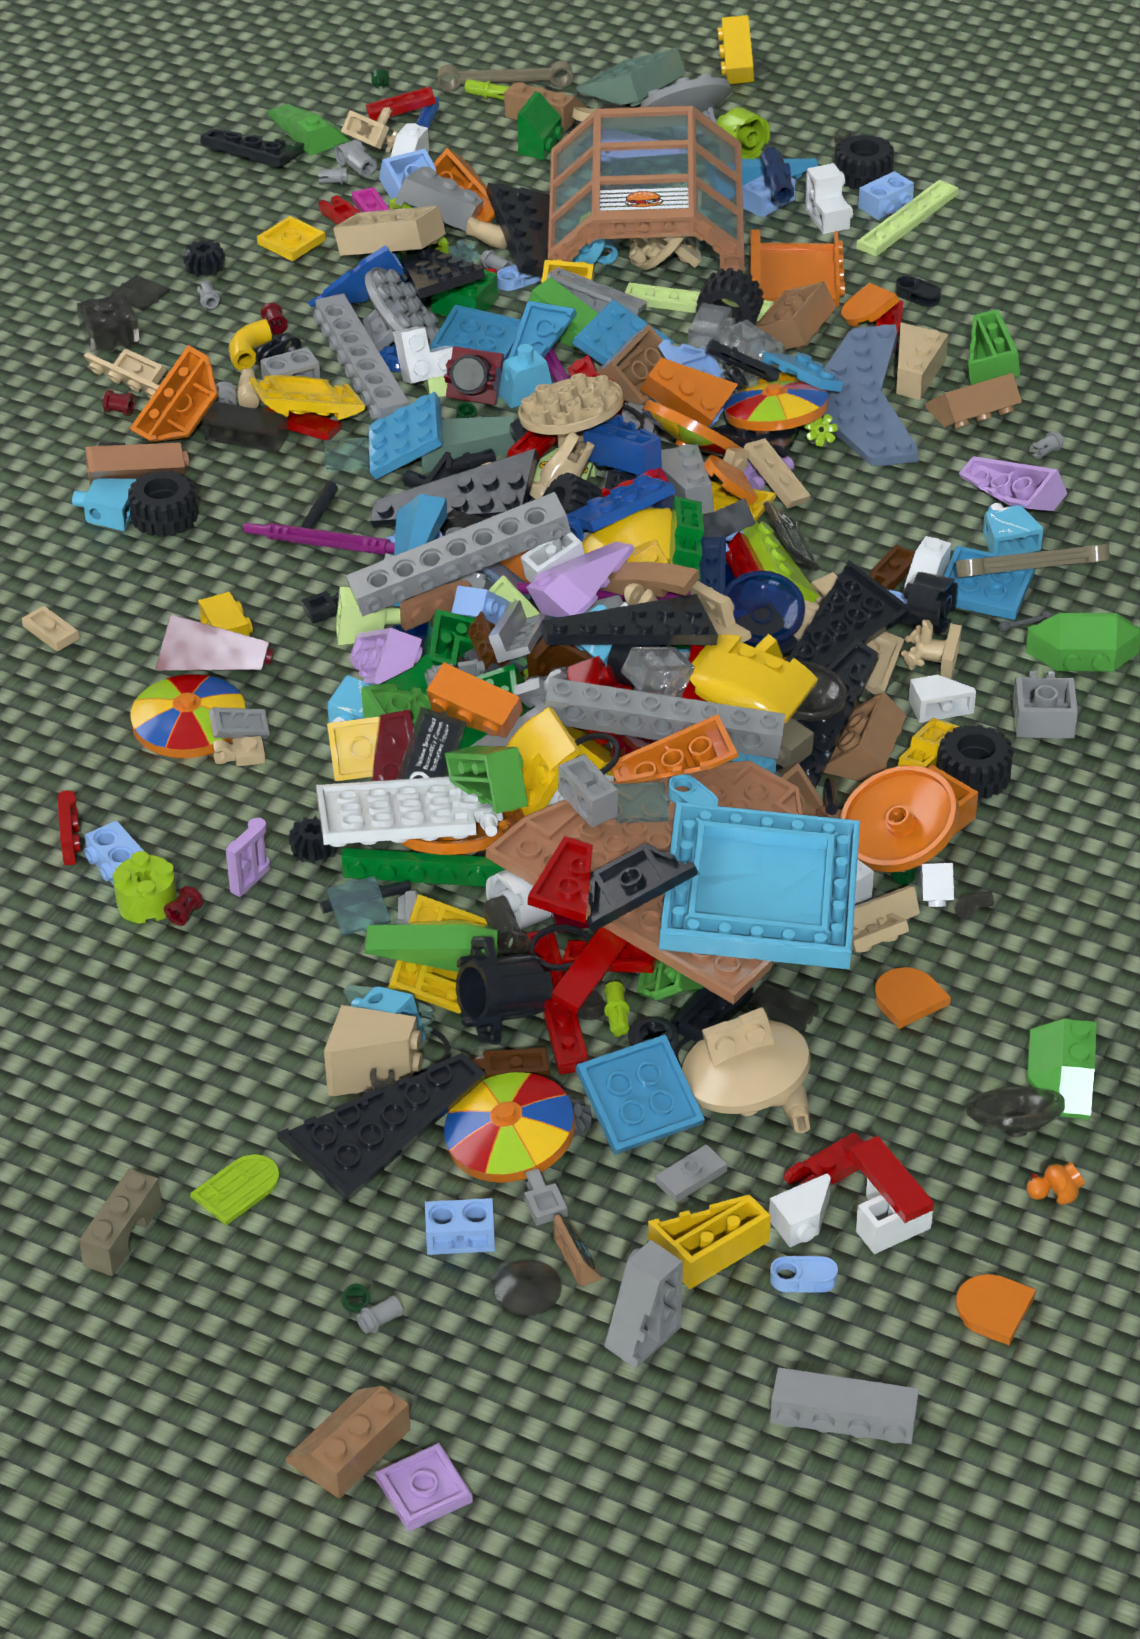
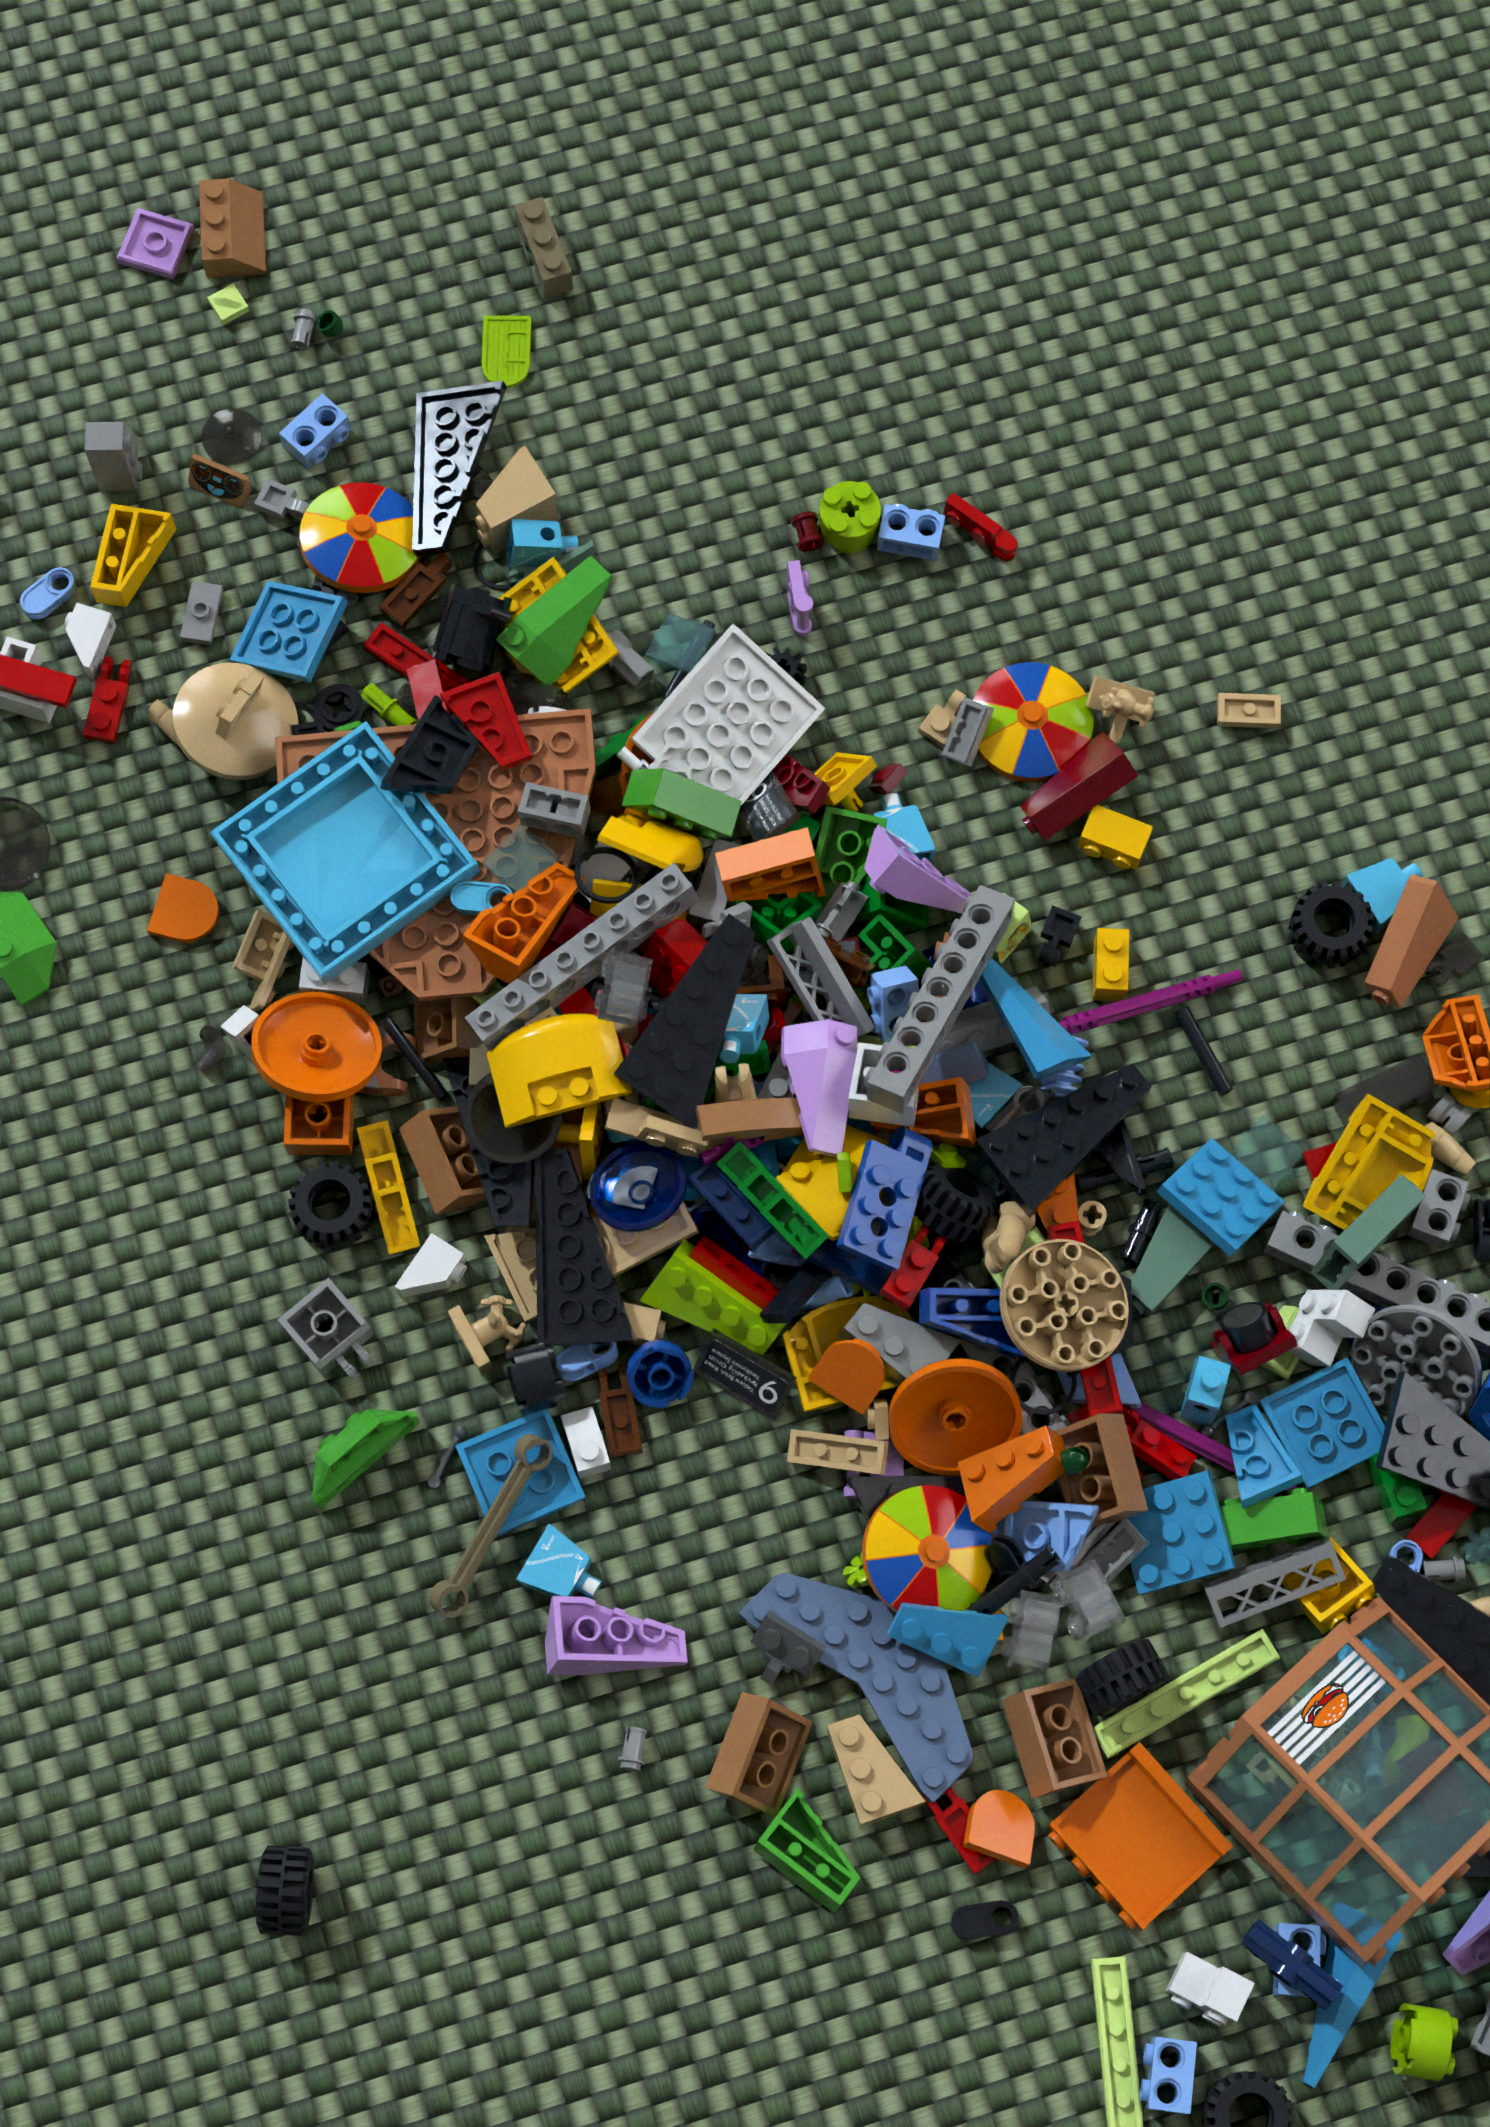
camera: 135 degrees right, 30 degrees up
(121, 672) = (1121, 700): none -> tan piece
(317, 568) = (1110, 964): none -> yellow brick
(319, 740) = (887, 778): none -> dark red tile
(351, 357) = (1367, 1233): none -> sand green slope
(418, 1385) = (228, 304): none -> yellowish green tile
(625, 523) = (844, 1172): none -> lime tile
(649, 364) = (1074, 1460): none -> dark green hinge
(834, 558) = (659, 1373): none -> blue cylinder
(907, 423) = (786, 1648): none -> dark grey hinge

